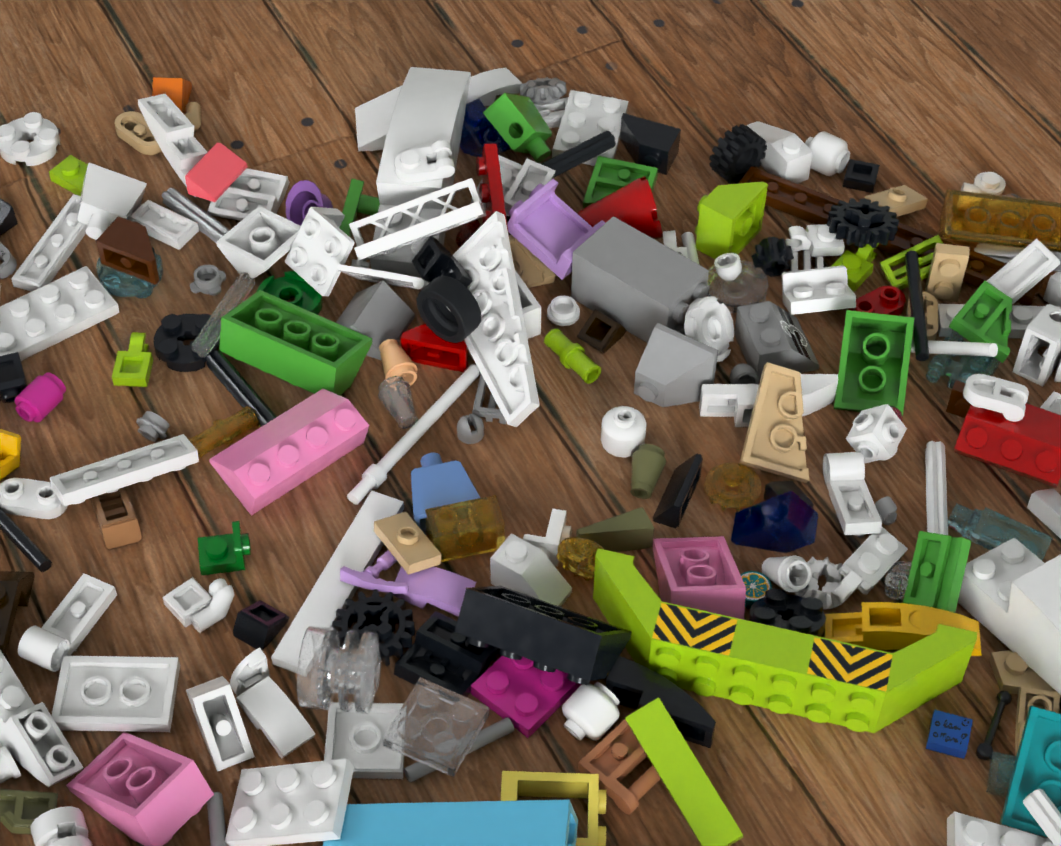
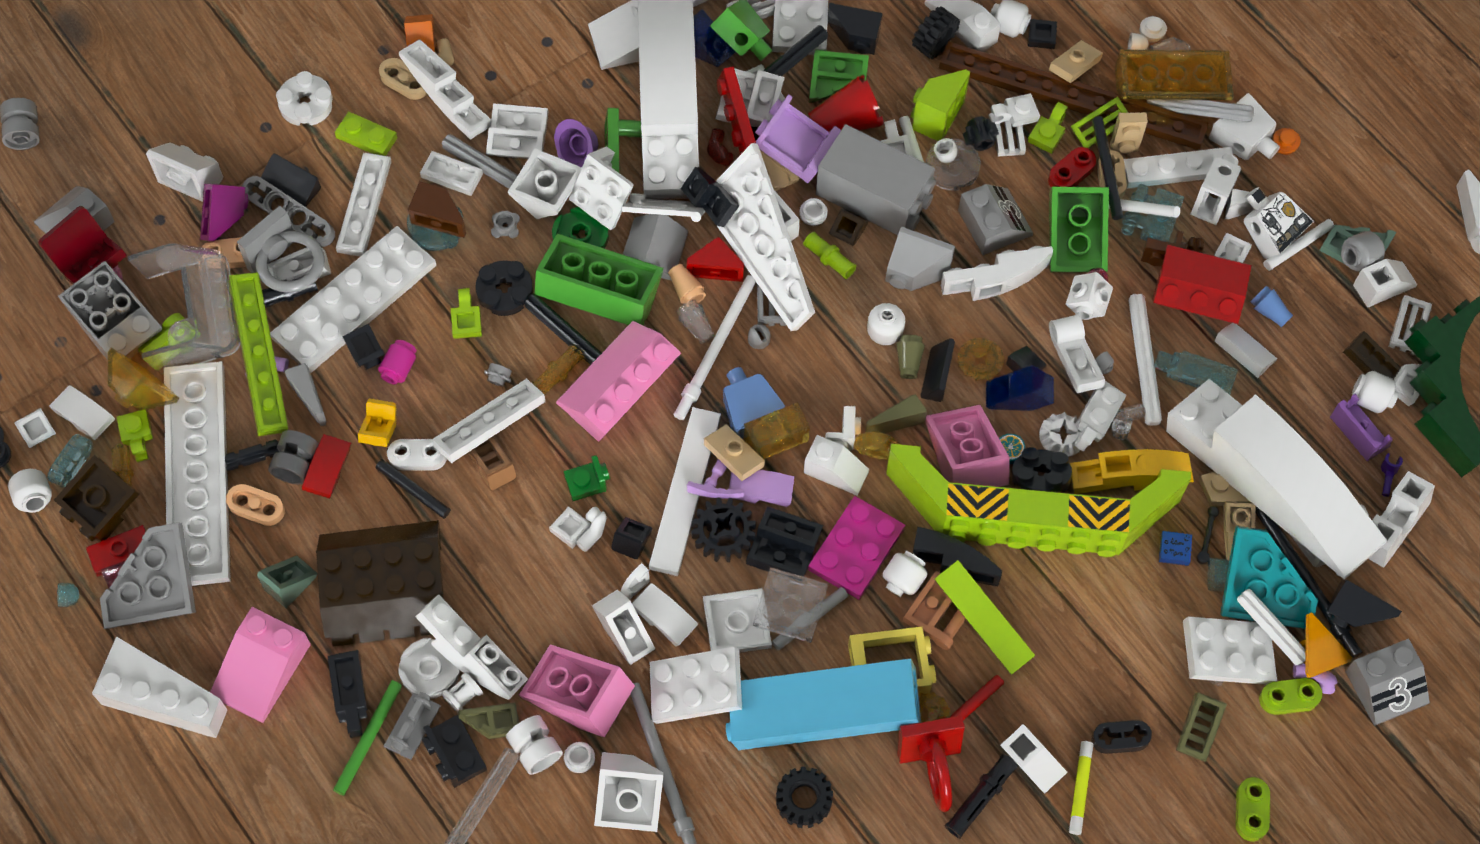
camera: 10 degrees left, 15 degrees up
(67, 624) = (482, 562): white plate -> none
(106, 197) = (398, 159): white torso -> none
(116, 693) = (536, 615): white plate -> none
(211, 331) = (530, 260): clear axle -> none
(214, 173) = (486, 118): coral slope -> none
(330, 669) = (710, 574): clear wheel -> none
(413, 165) = (670, 106): white plate -> none
(420, 231) = (686, 165): white fence -> none
(464, 309) = (726, 237): black tyre -> none
(540, 633) = (857, 517): black slope -> none
(710, 324) = (940, 215): white tile -> none
(743, 374) = (973, 255): light grey hinge -> none
(775, 429) = (1009, 303): tan wing -> none
(788, 572) = (1037, 433): white cone -> none
(817, 290) = (1023, 163): white bracket -> none
(862, 222) = (1053, 93): black gear -> none
(937, 571) = (1152, 417): bright green plate -> none
(986, 319) = (1166, 175): bright green wing -> none
(997, 395) = (1174, 253): white plate -> none
(1024, 270) = (1191, 124): white tile -> none

